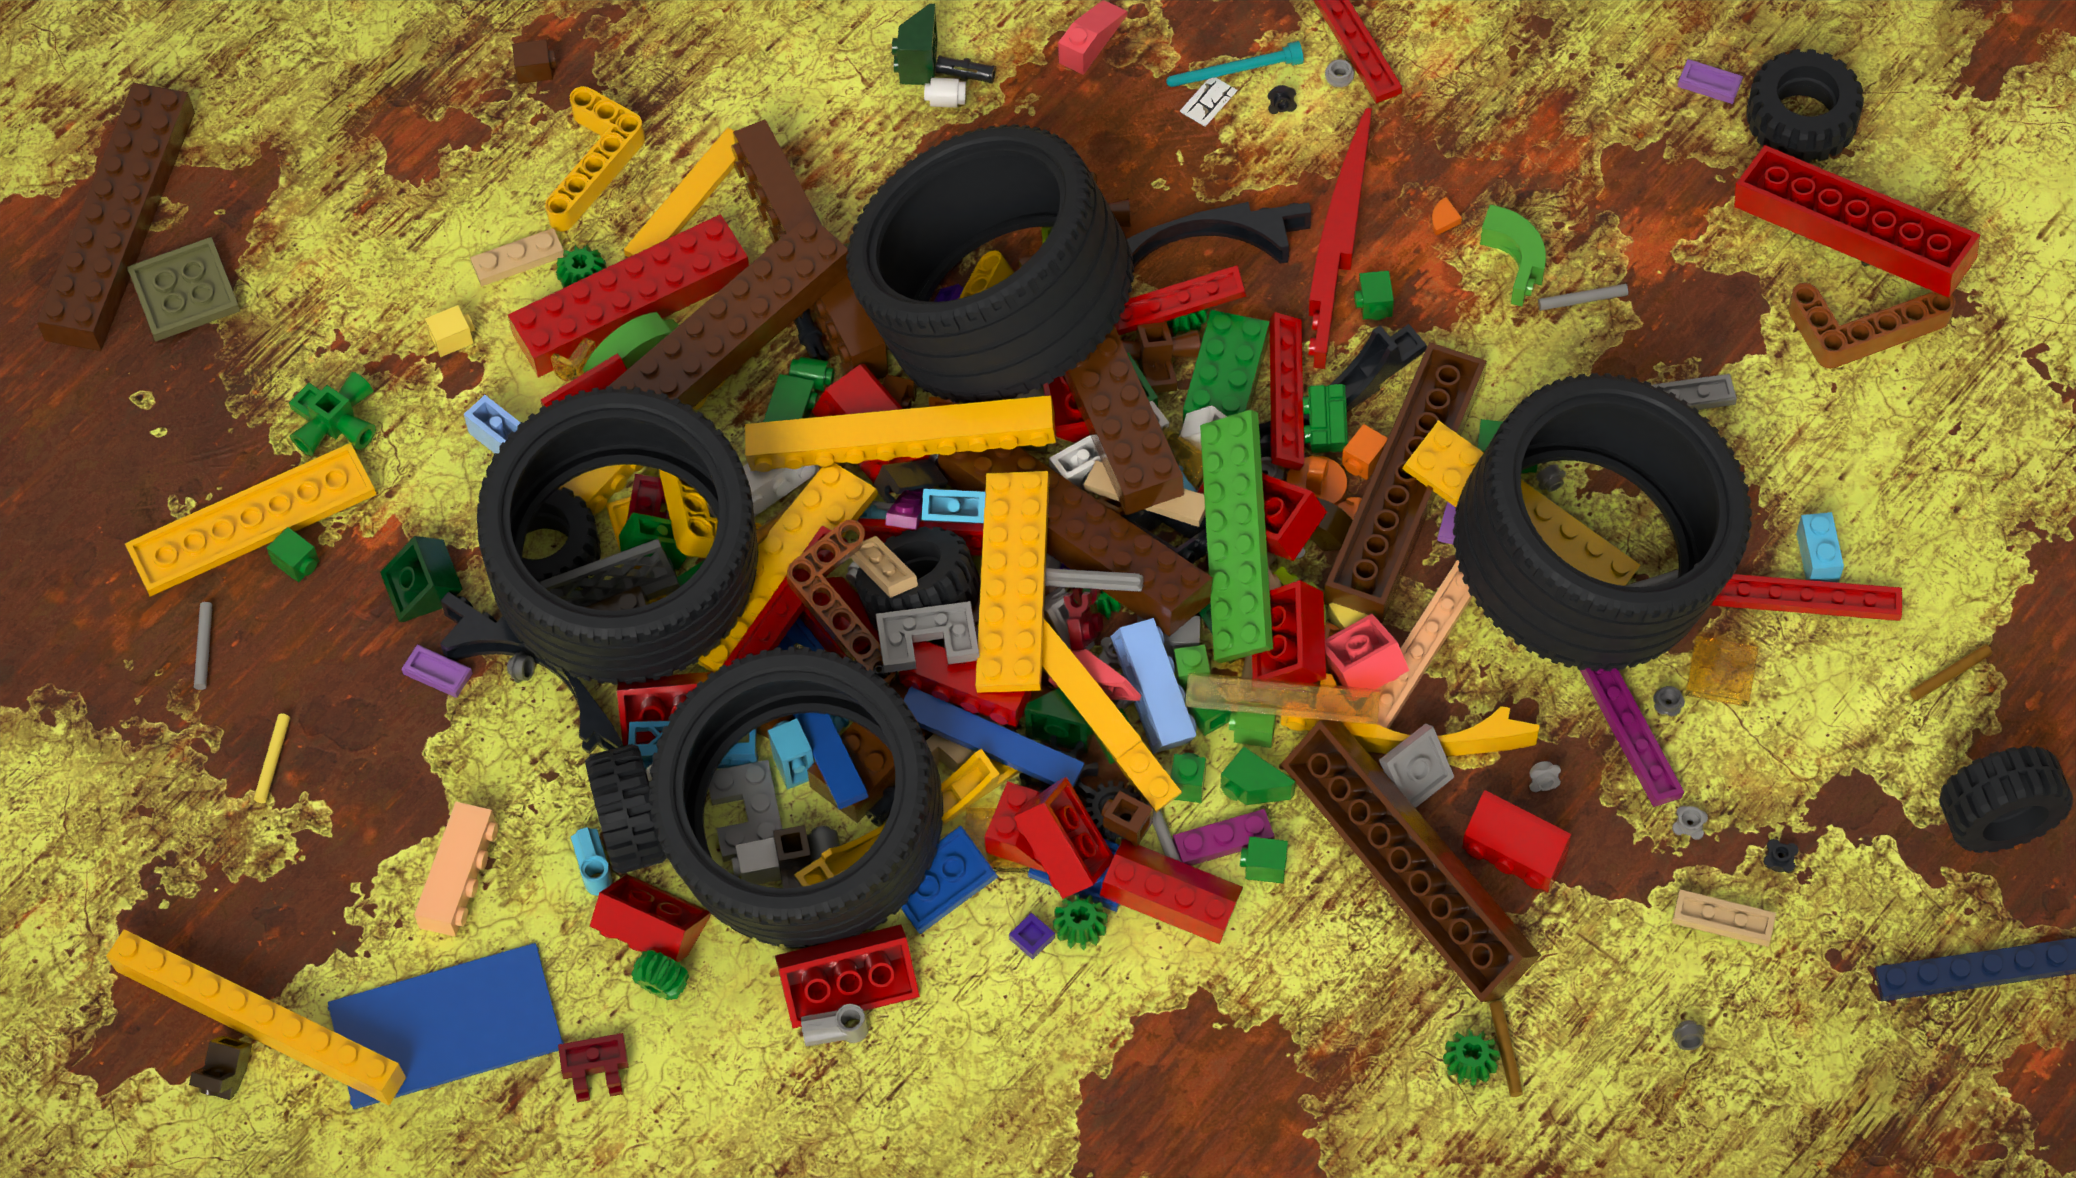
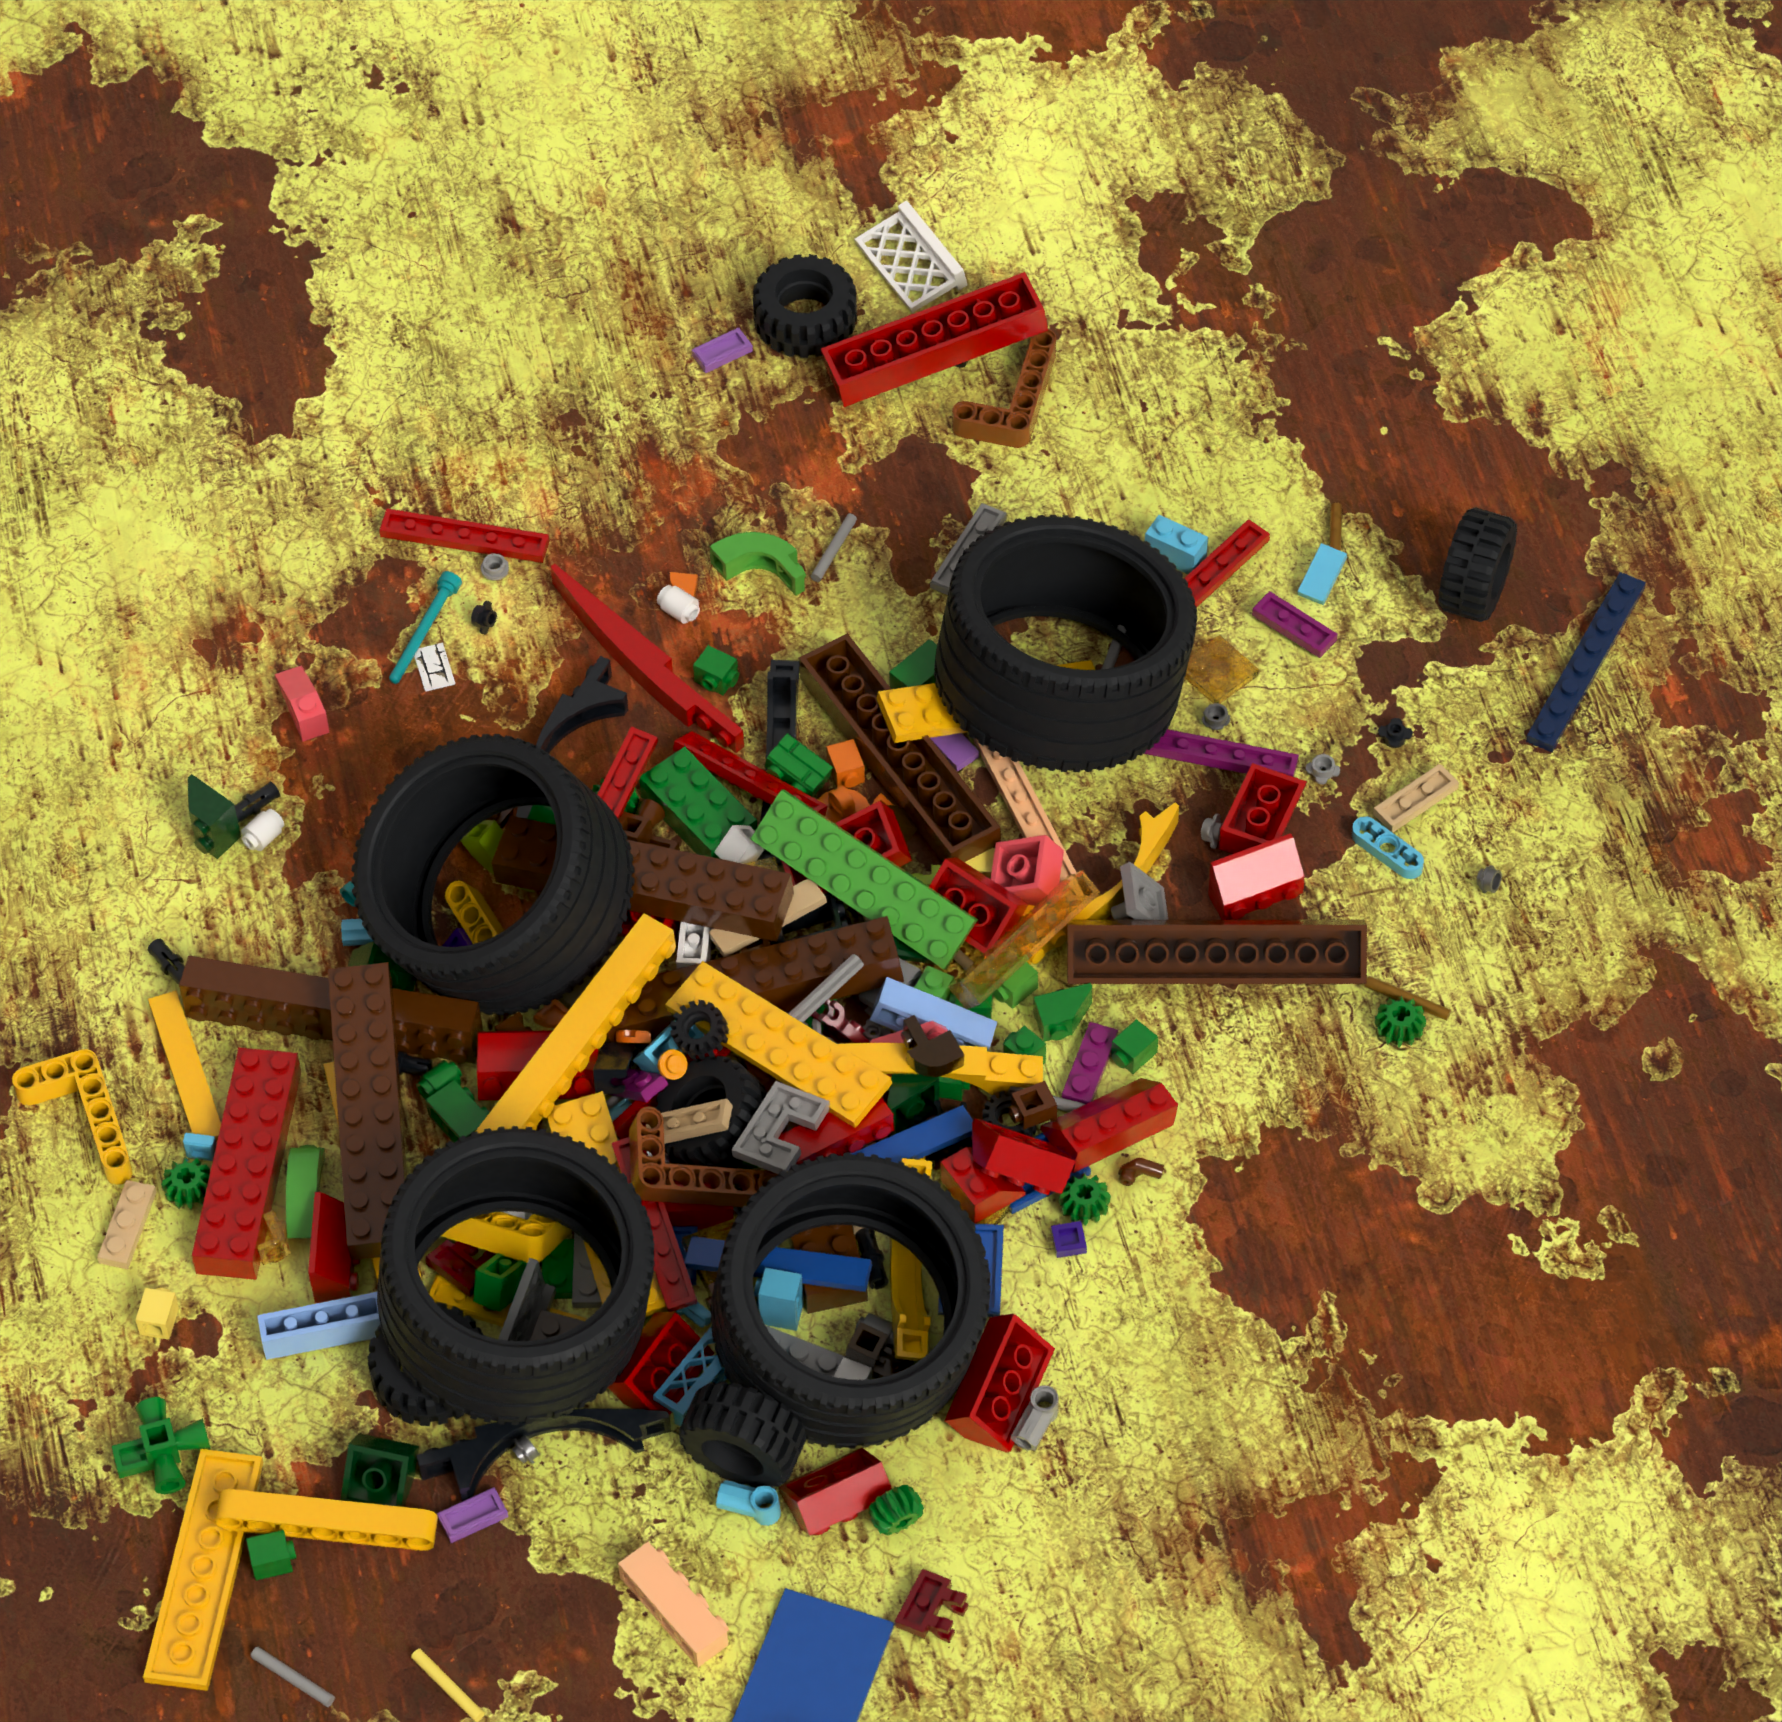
camera: 55 degrees left, 5 degrees down
(348, 571) = (326, 1519): none -> yellow beam
(617, 249) = (199, 1146): none -> medium azure tile
(775, 112) = (161, 953): none -> black pin
(931, 517) = (672, 1064): none -> light orange plate
(949, 476) = (633, 1036): none -> orange tile
(976, 525) = (707, 1043): none -> black tyre
(1089, 702) = (932, 1056): none -> dark brown brick
(1148, 943) = (1137, 1167): none -> reddish brown arm
(1418, 223) = (678, 604): none -> white brick
(1590, 796) = (1260, 809): none -> red slope
(1643, 940) = (1391, 859): none -> medium azure beam
(1824, 699) = (1294, 624): none -> magenta plate
(1898, 685) = (1322, 574): none -> medium azure tile
(1960, 162) = (932, 250): none -> white fence

